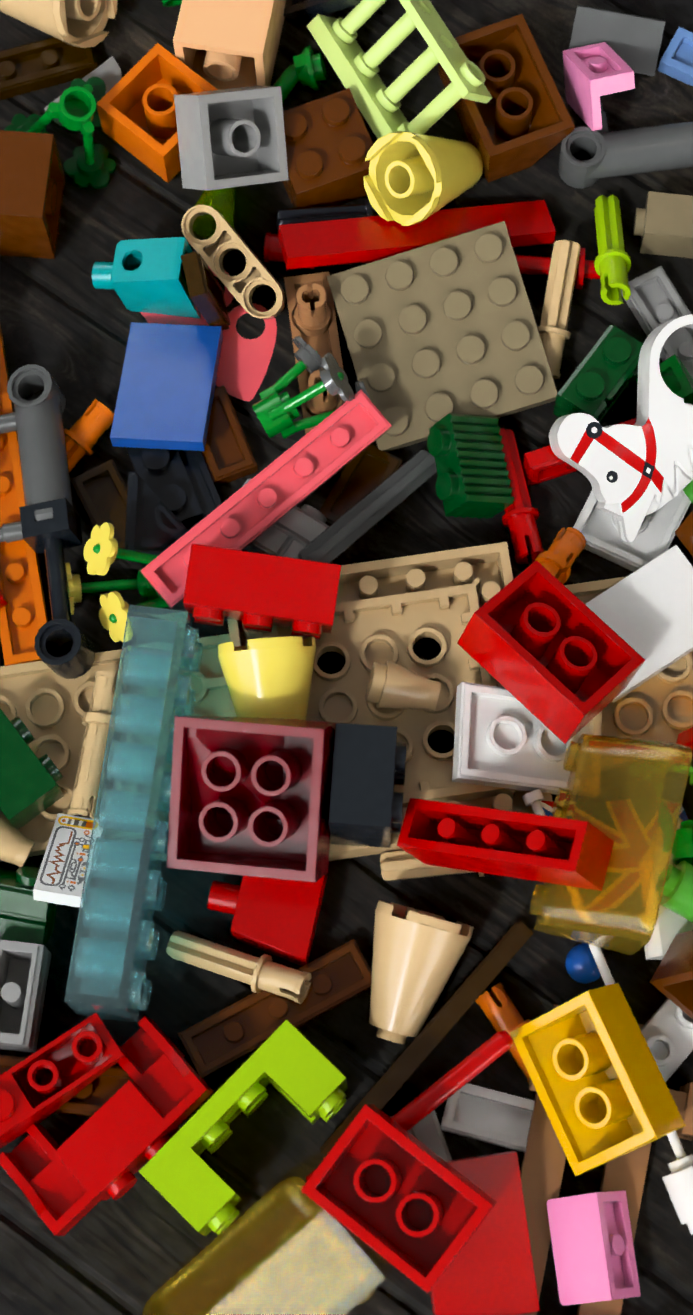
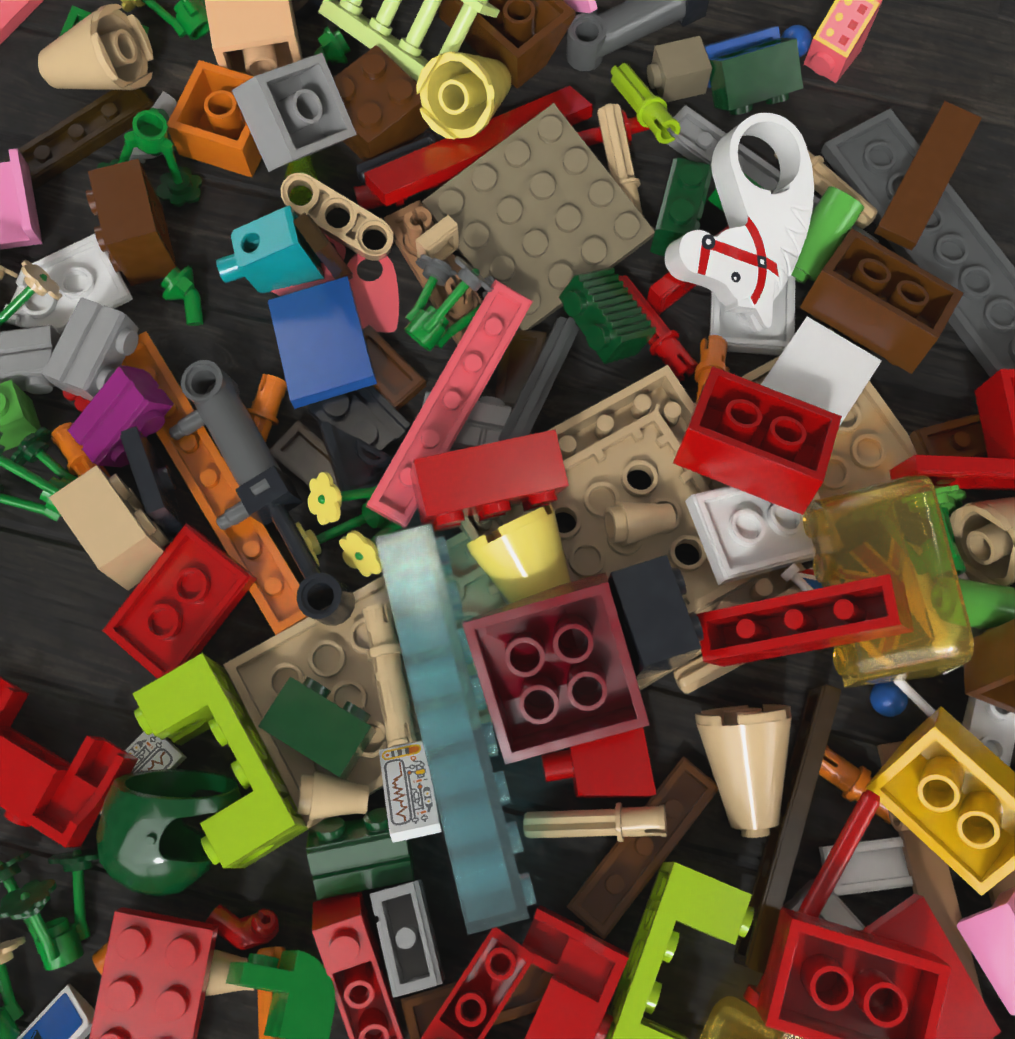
camera: 25 degrees left, 0 degrees up
(50, 275) = (180, 285): none -> green plate
(324, 326) = (439, 240): none -> tan tile

